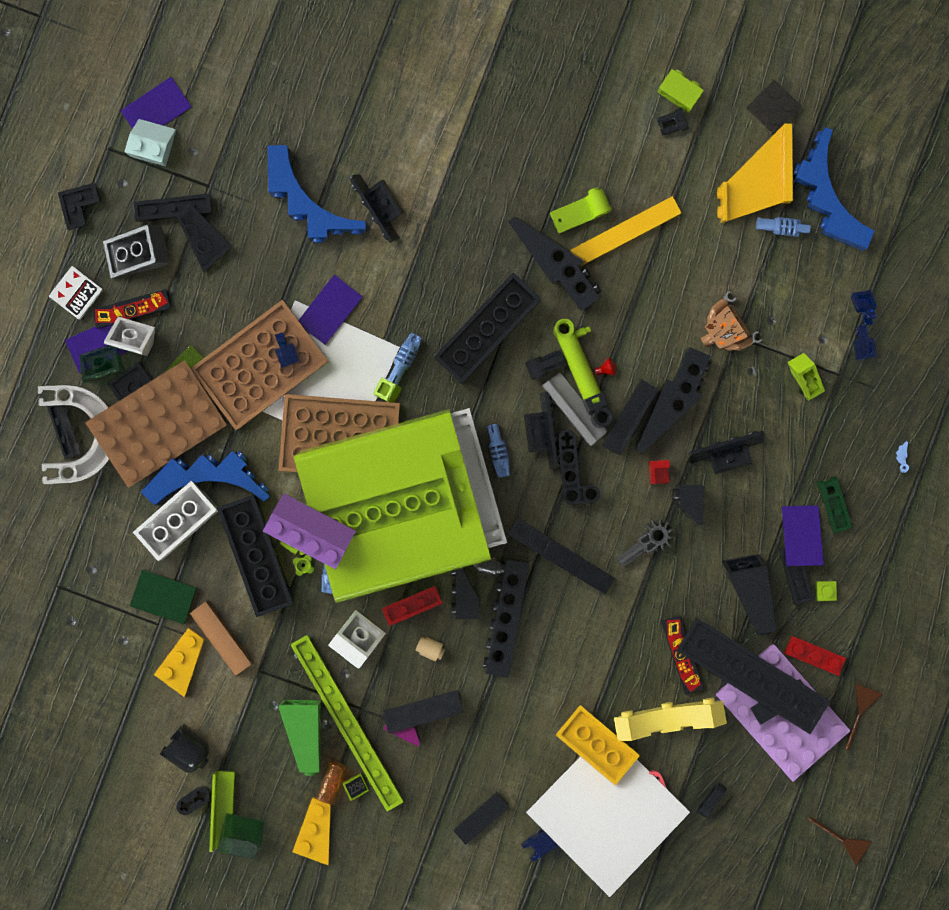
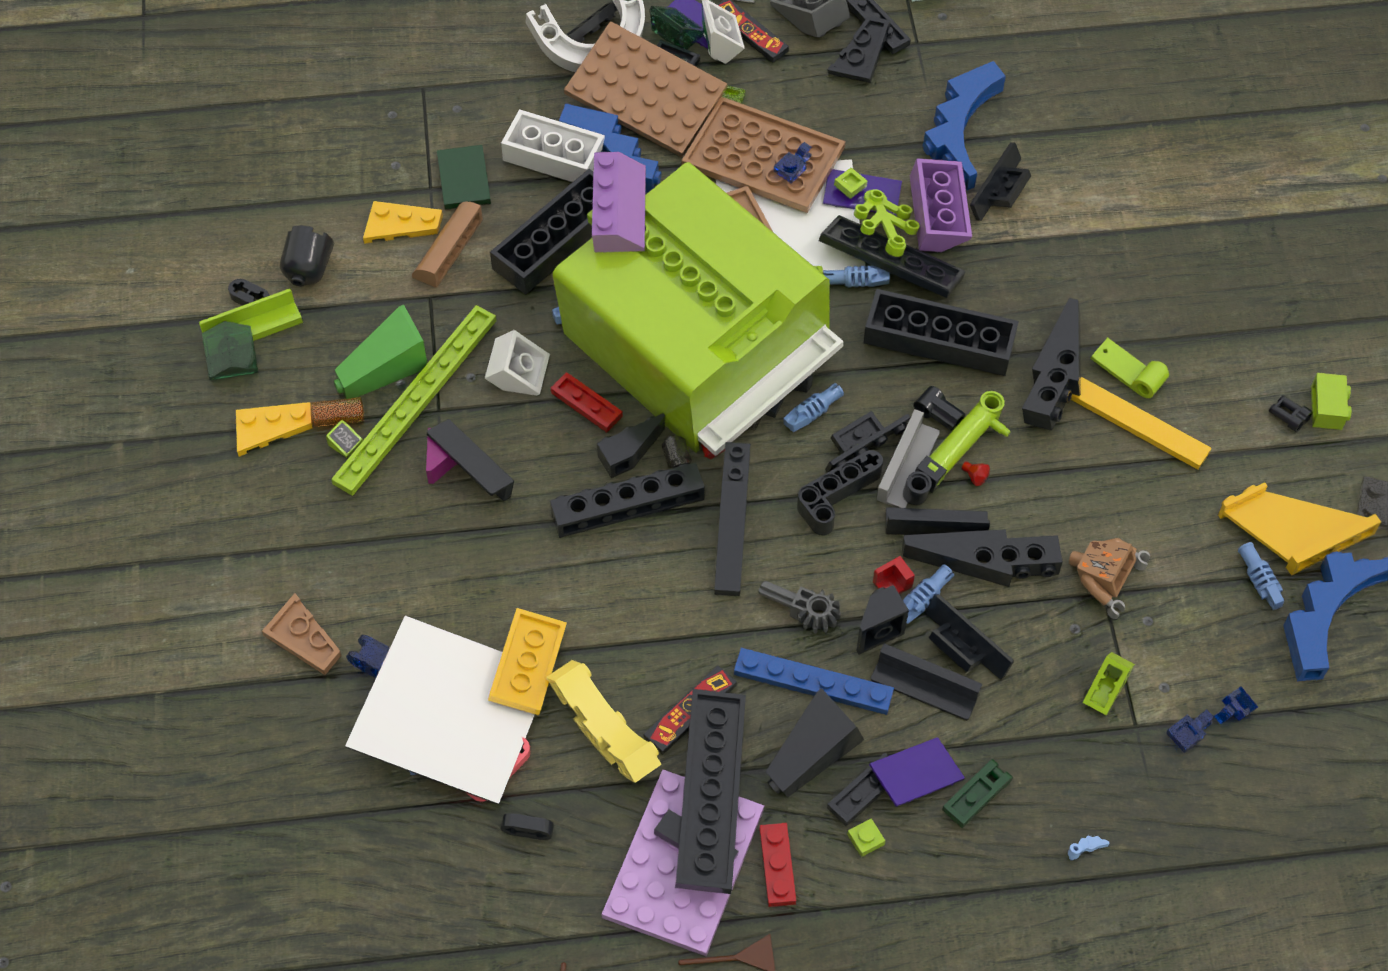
camera: 65 degrees right, 30 degrees down
(321, 316) = (850, 183): none -> lime plate
(369, 311) = (878, 202): none -> lime plant
(377, 263) = (940, 204): none -> medium lavender slope
(402, 324) = (912, 265): none -> black tile
(430, 648) = (547, 440): tan brick -> none
(481, 818) = (371, 584): black tile -> none
(499, 881) = (302, 636): none -> medium nougat wing
(681, 458) = (924, 592): none -> medium blue hinge
(703, 564) = (810, 679): none -> blue plate
(743, 493) = (926, 682): none -> black panel

